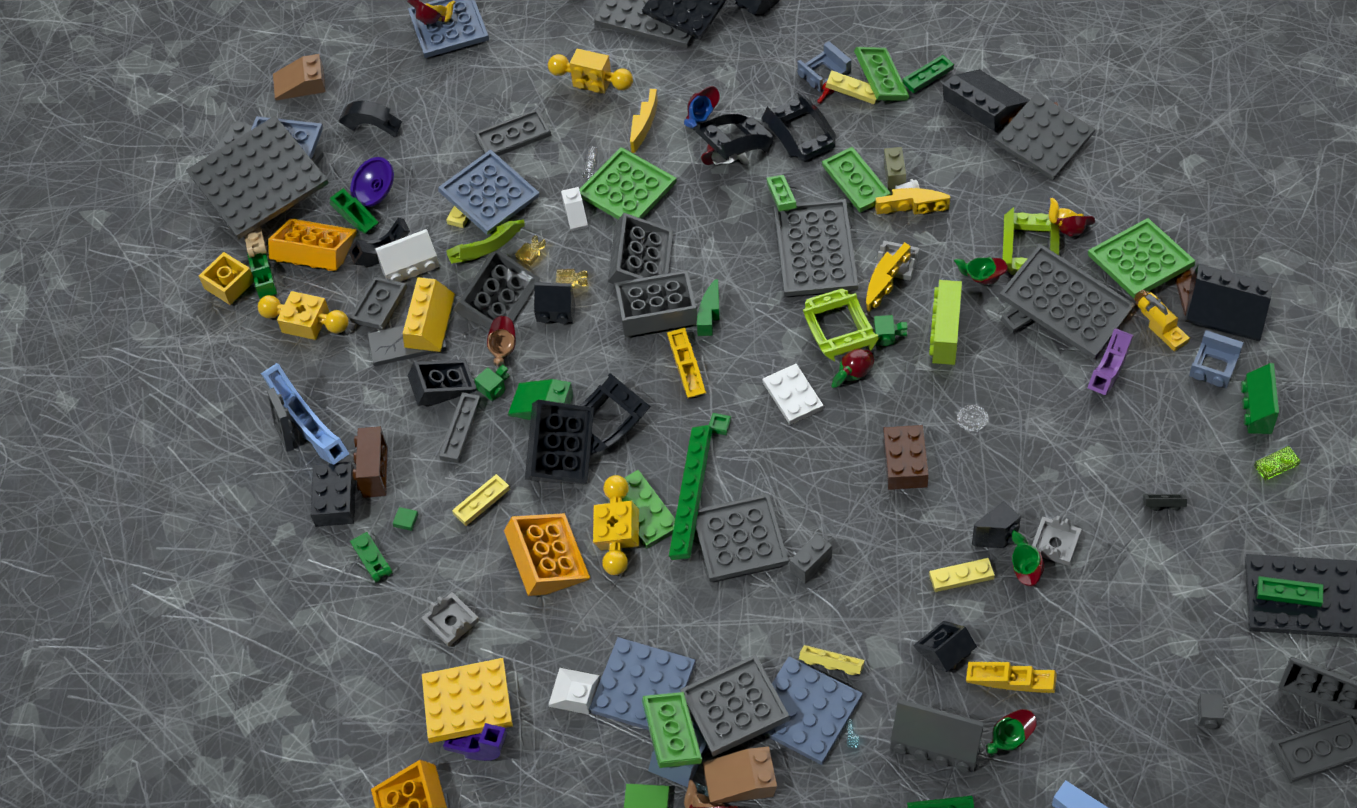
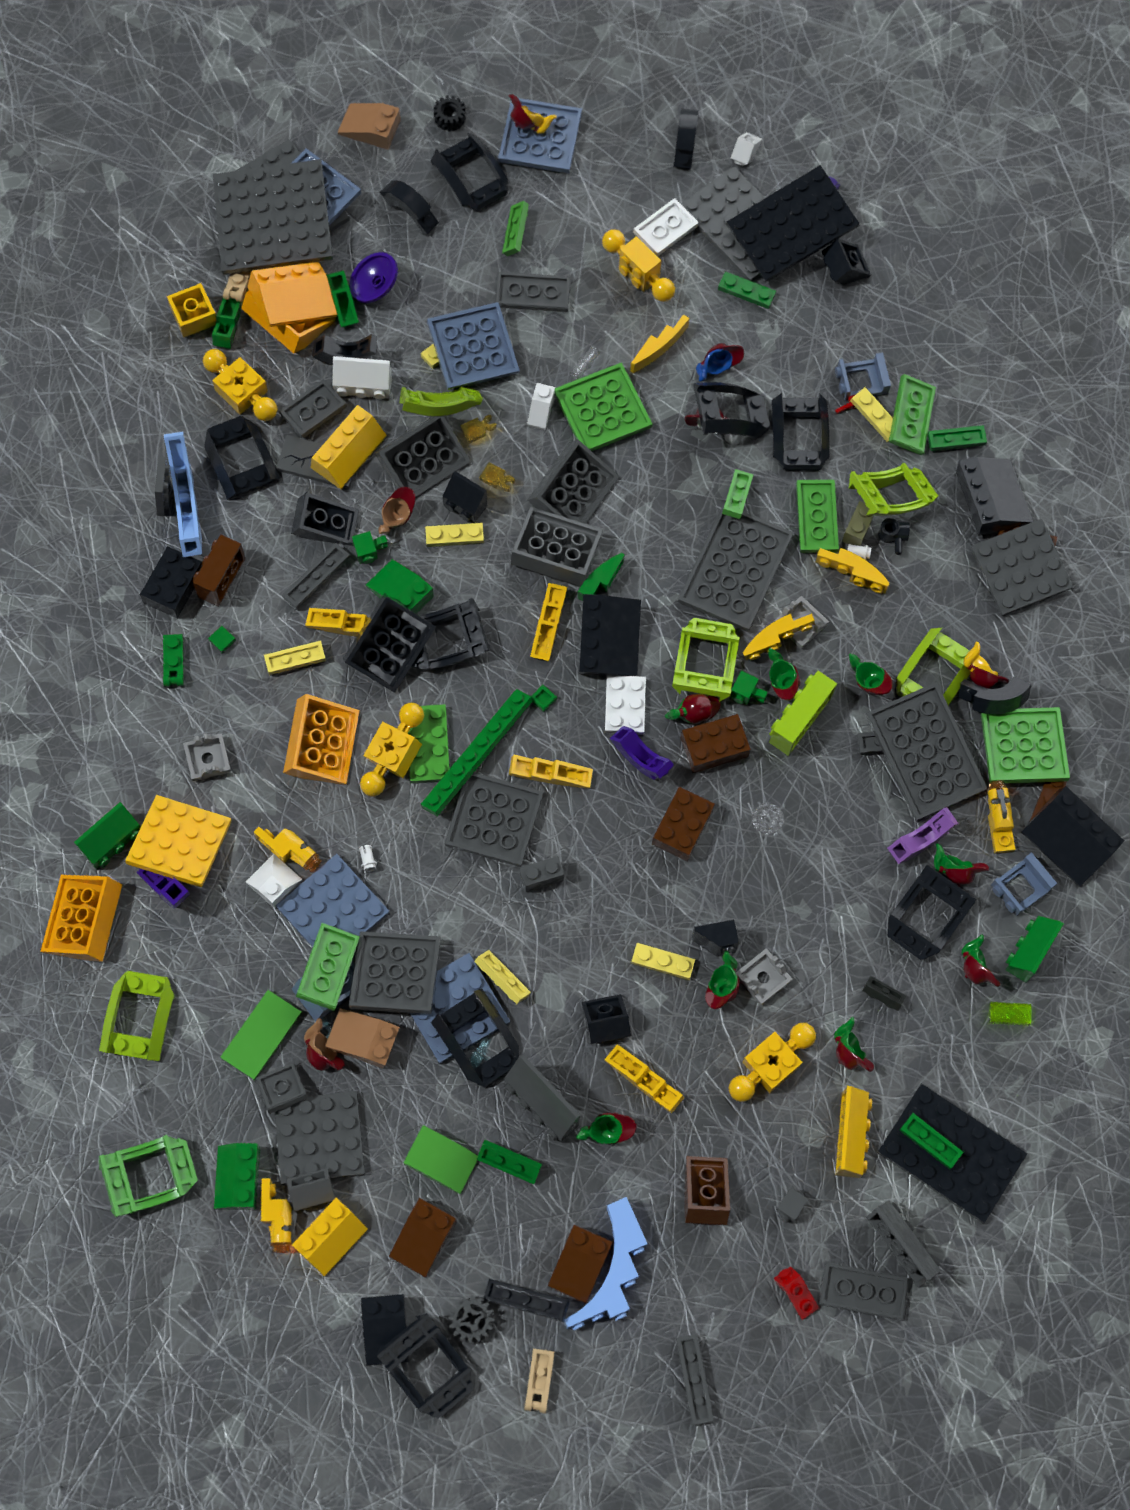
camera: 20 degrees right, 15 degrees up
(308, 222) = (292, 294): none -> light orange slope
(350, 387) = (246, 480): none -> black wedge
(359, 36) = (449, 104): none -> black tyre
(383, 76) = (461, 151): none -> black wedge
(398, 729) = (108, 836): none -> green slope
(470, 95) = (515, 228): none -> bright green plate
(500, 453) = (335, 621): none -> yellow slope
(561, 338) = (454, 534): none -> light yellow plate
(570, 652) = (290, 845): none -> yellow plate
(594, 36) = (665, 227): none -> white plate
(652, 631) = (367, 858): none -> white pin
(688, 53) = (746, 290): none -> green plate
(744, 345) = (609, 635): none -> black slope
(764, 476) = (551, 772): none -> yellow slope
(818, 705) = (461, 1015): none -> black wedge
(832, 424) = (639, 754): none -> dark purple arch
(888, 132) = (869, 483): none -> lime wedge
(889, 383) = (715, 743): none -> reddish brown brick
(911, 303) = (783, 676): none -> green hair
(924, 159) = (899, 534): none -> black piece
(1093, 237) = (996, 700): none -> black arch
(1111, 603) = (771, 1076): none -> yellow brick
(1130, 739) = (707, 1190): none -> reddish brown slope
(1155, 377) = (956, 870): none -> hair
(1157, 394) = (946, 891): none -> black wedge
(1166, 559) = (848, 1048): none -> hair
(1218, 623) = (852, 1133): none -> yellow slope
(1225, 439) = (975, 963): none -> dark red hair
(1264, 775) = (797, 1292): none -> red bracket

